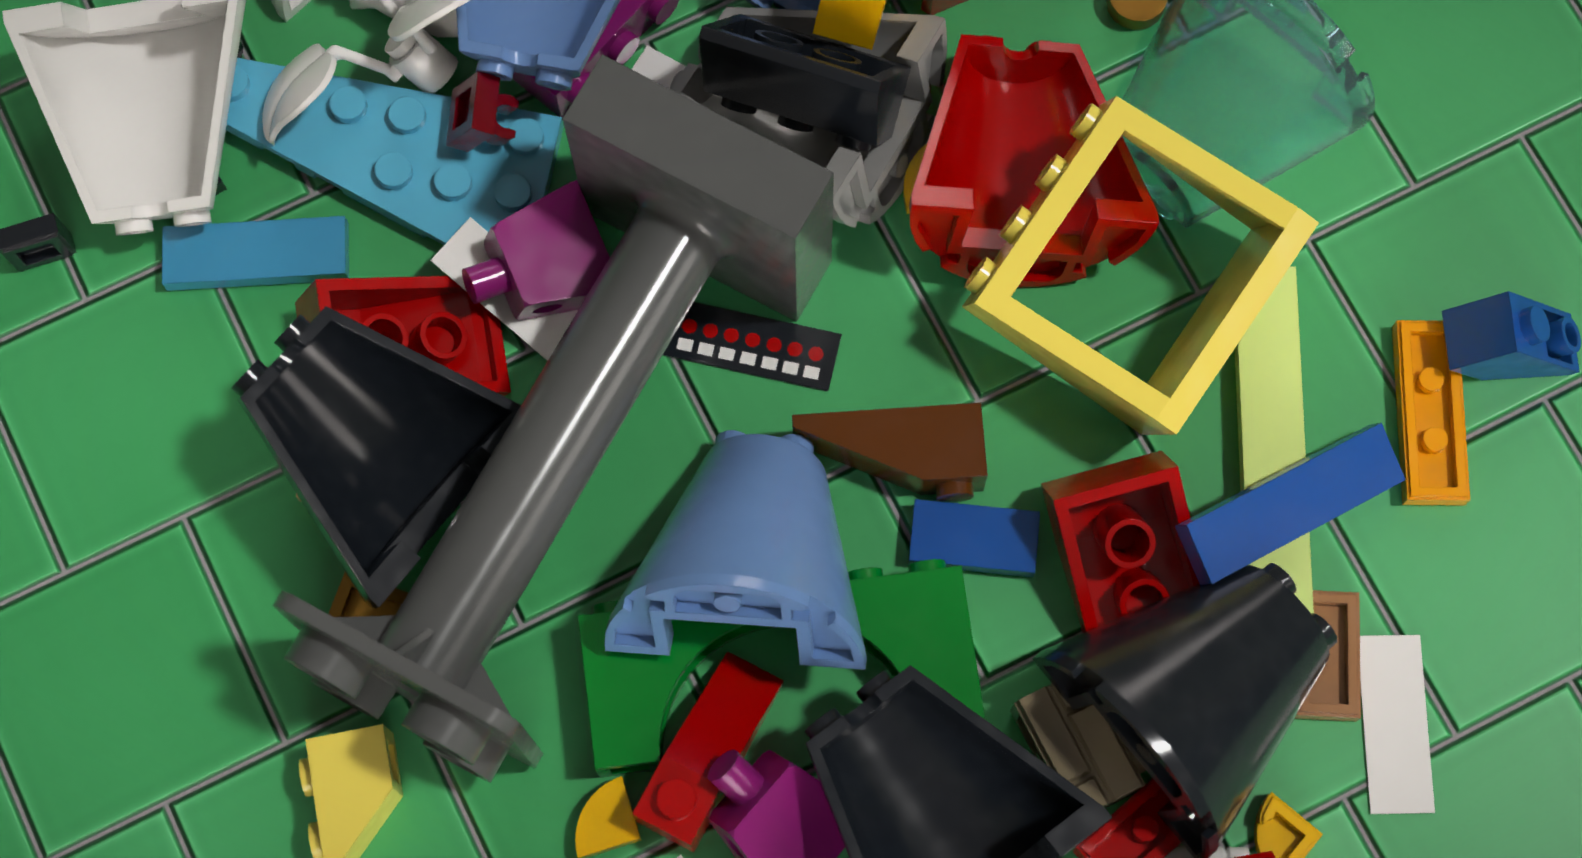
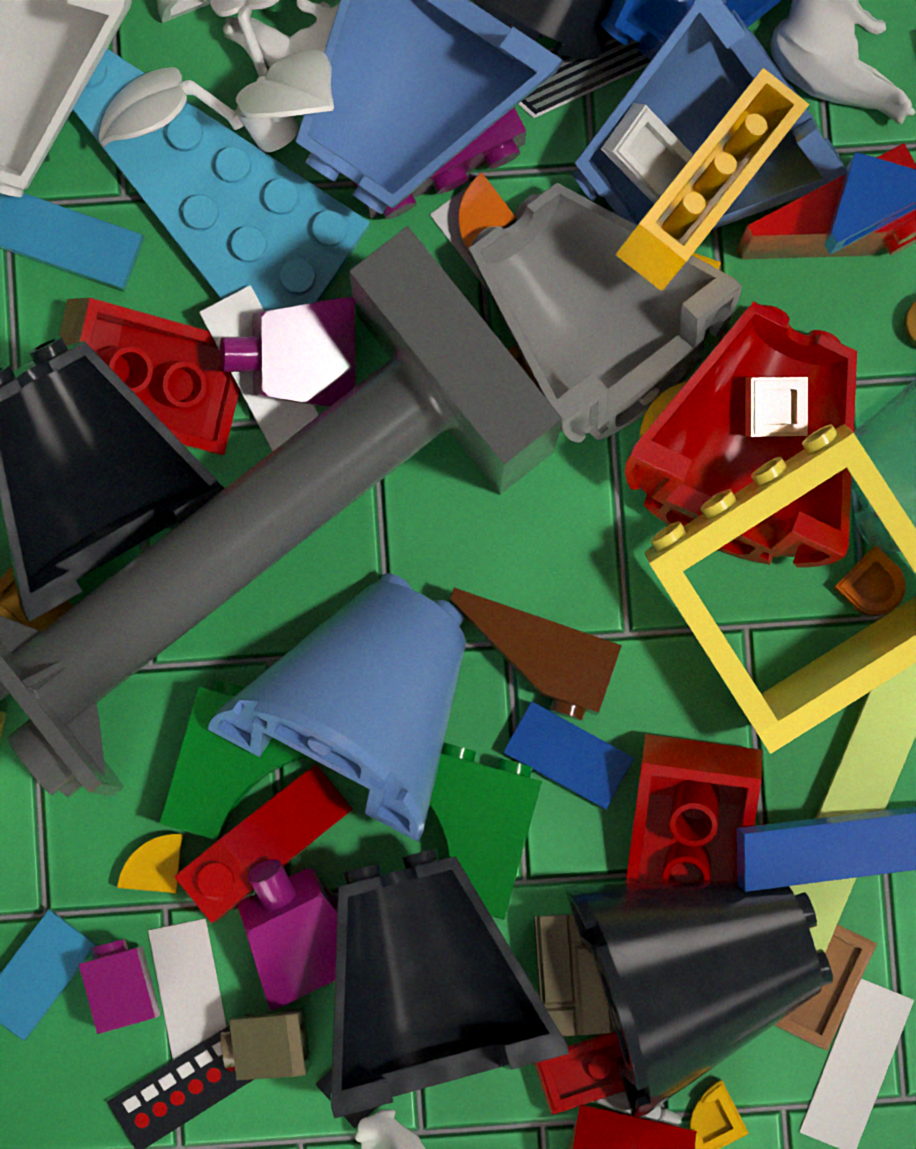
camera: 20 degrees right, 10 degrees up
(474, 113) = (291, 194): dark red tile -> none
(664, 59) = (481, 209): none -> orange tile
(756, 346) = (459, 505): black sticker -> none
(802, 80) = (591, 290): black slope -> none
(1026, 125) = (776, 406): none -> tile
(1193, 256) = (873, 584): none -> orange tile

